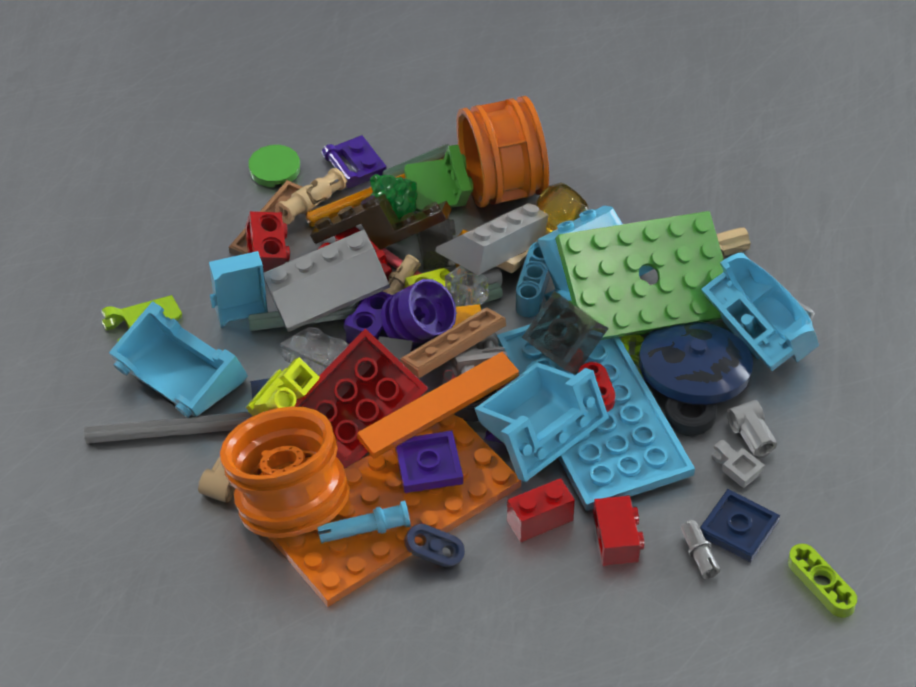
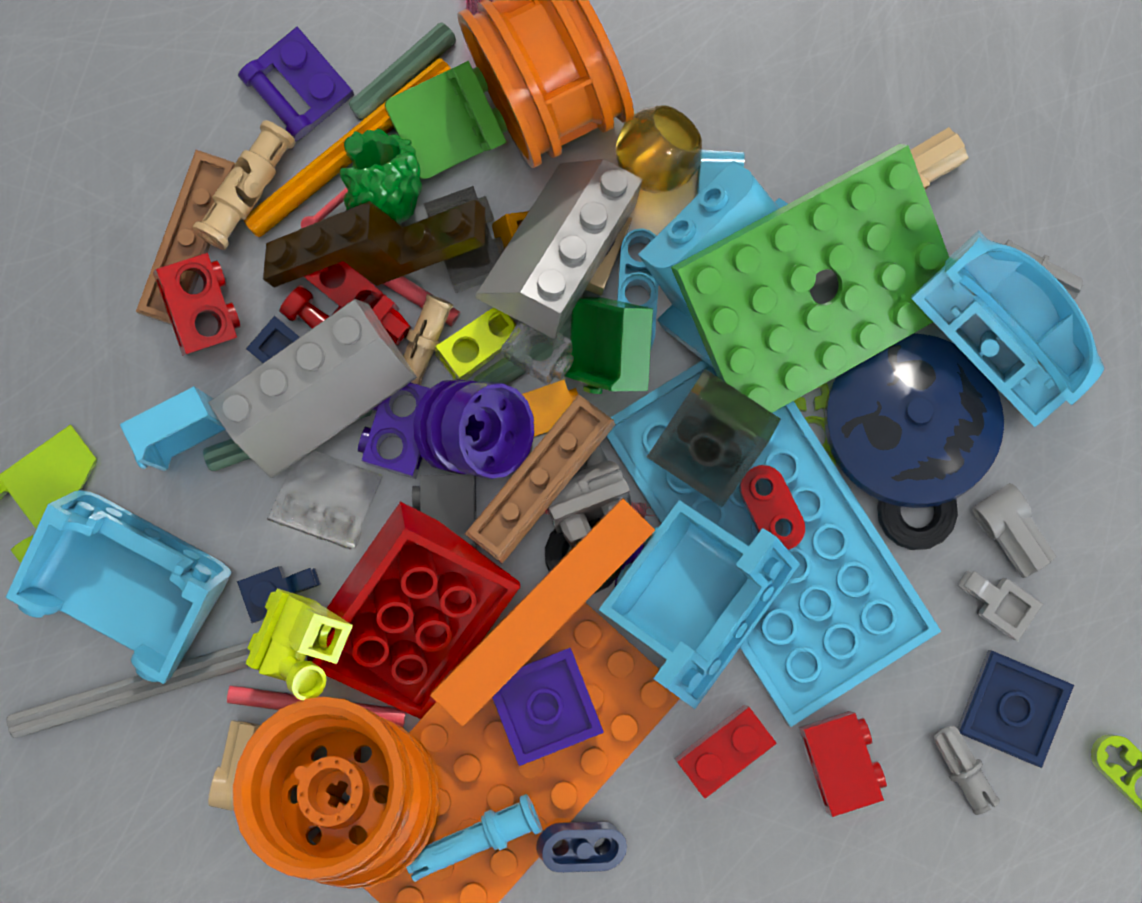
camera: 10 degrees left, 35 degrees up
(274, 165) = (167, 117): bright green tile -> none
(512, 281) = (610, 345): none -> green container

